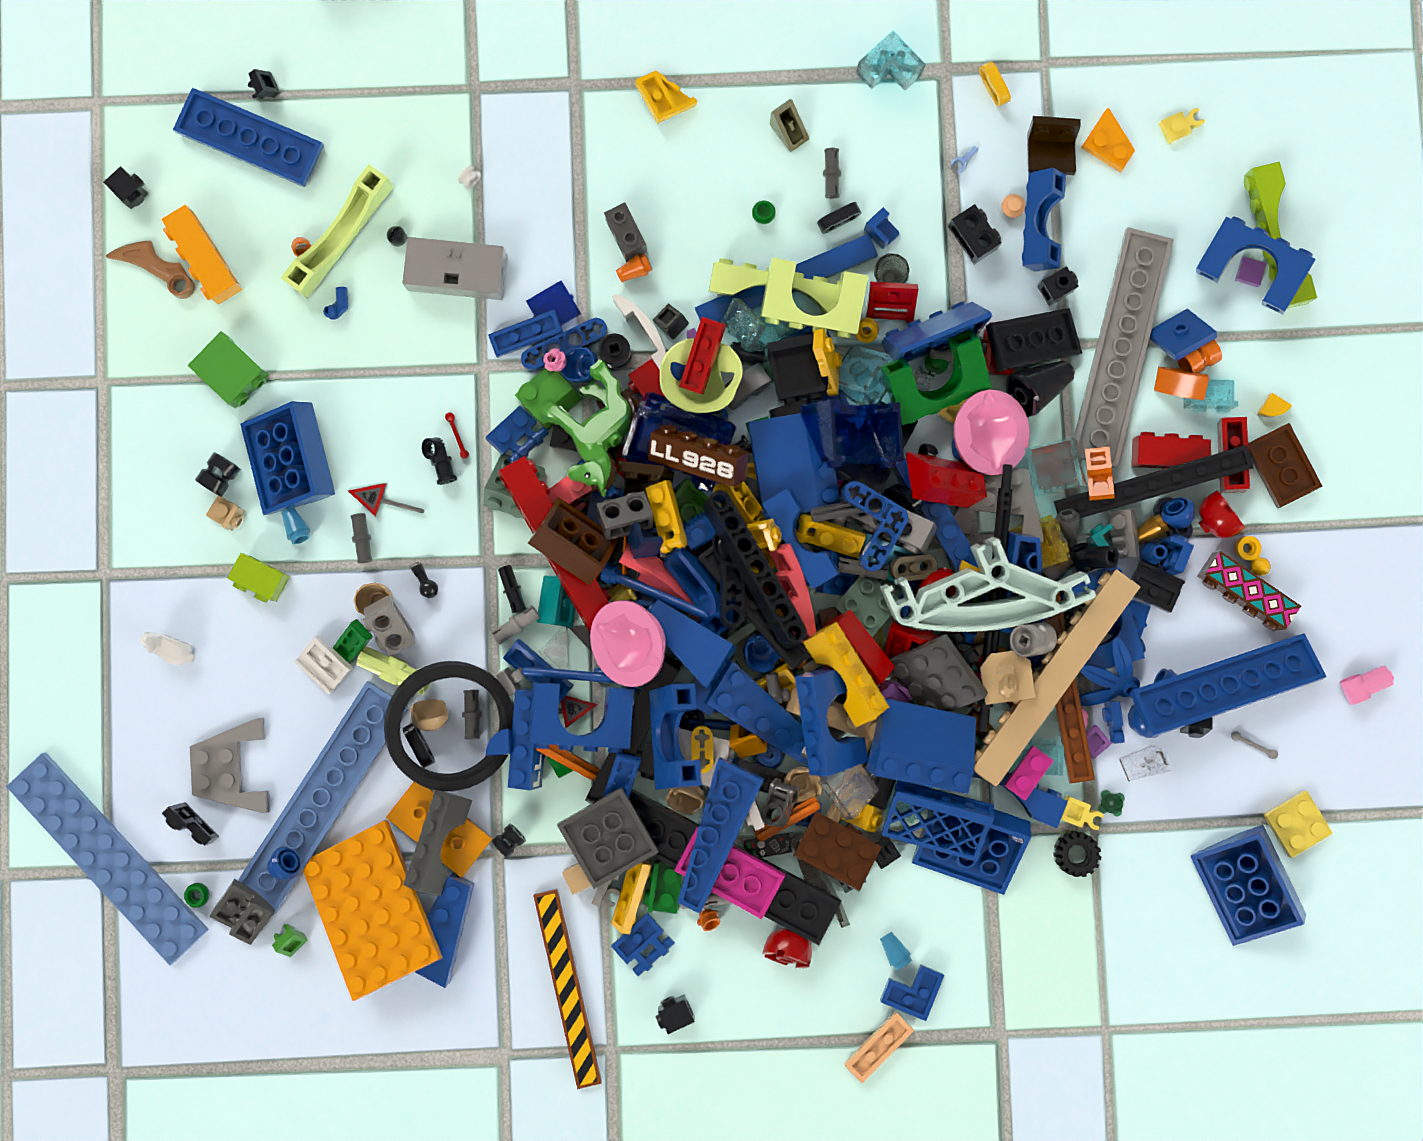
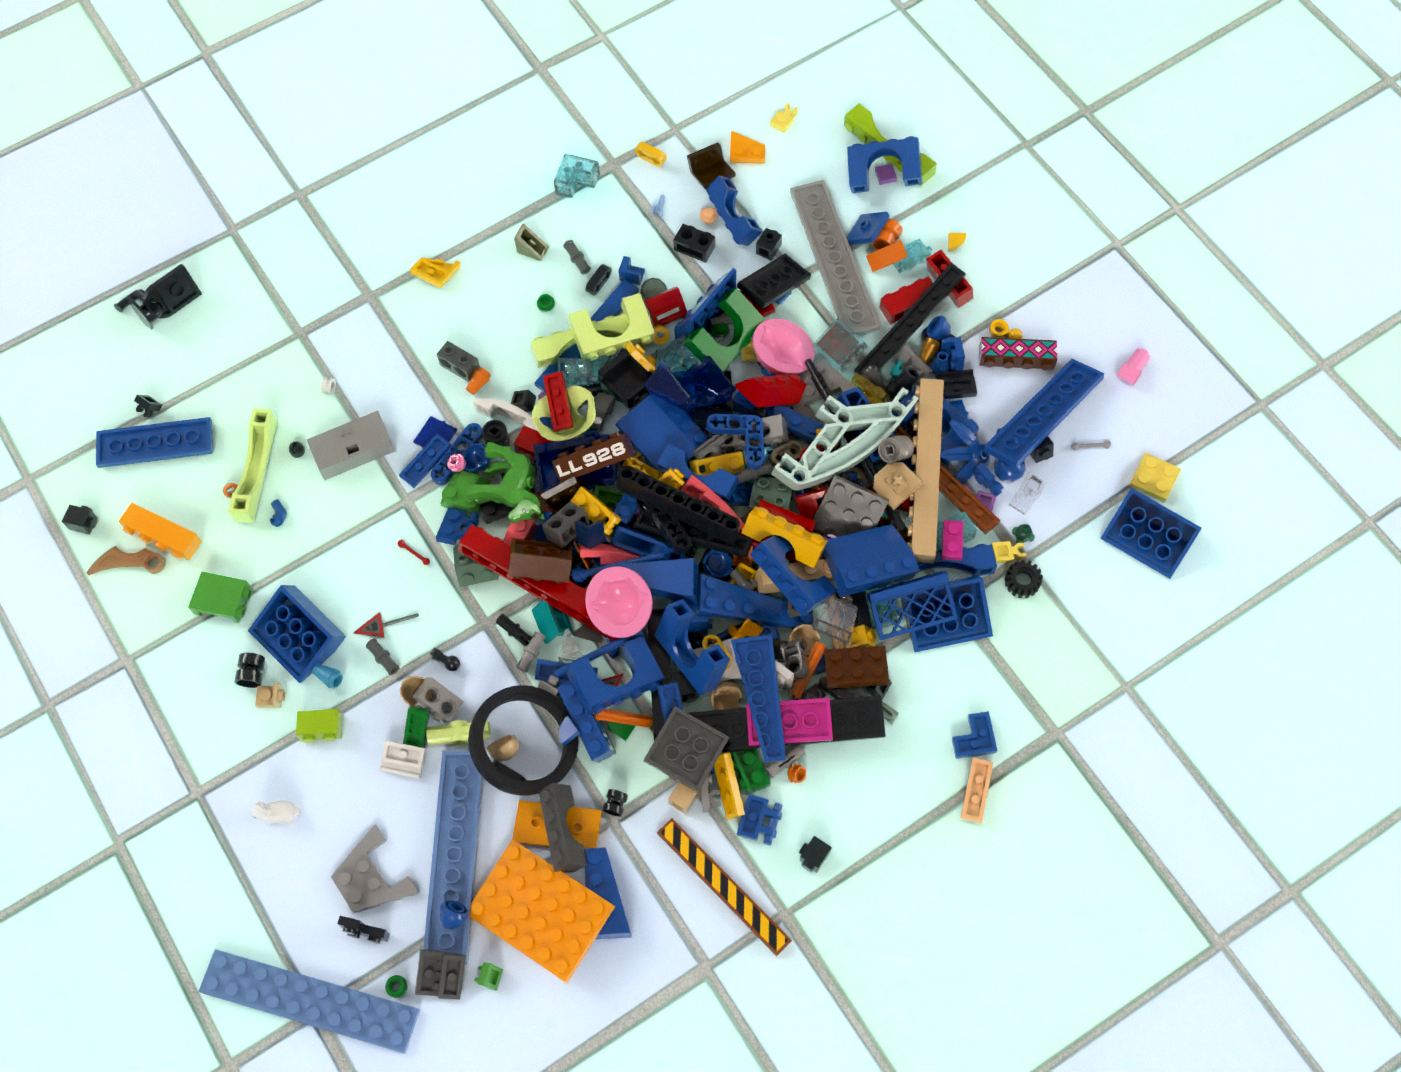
camera: 25 degrees left, 20 degrees down
(439, 460) = (411, 573): black connector -> none
(471, 714) = (534, 731): dark grey pin -> none
(788, 947) = (866, 757): red cylinder -> none
(887, 853) = (893, 655): black tile -> none
(895, 951) = (945, 717): dark azure cone -> none
(1039, 385) = (796, 304): black cone -> none
(1099, 473) = (871, 334): slope -> none
(1219, 517) = (967, 318): red cylinder -> none
(1283, 465) = (987, 269): reddish brown plate -> none

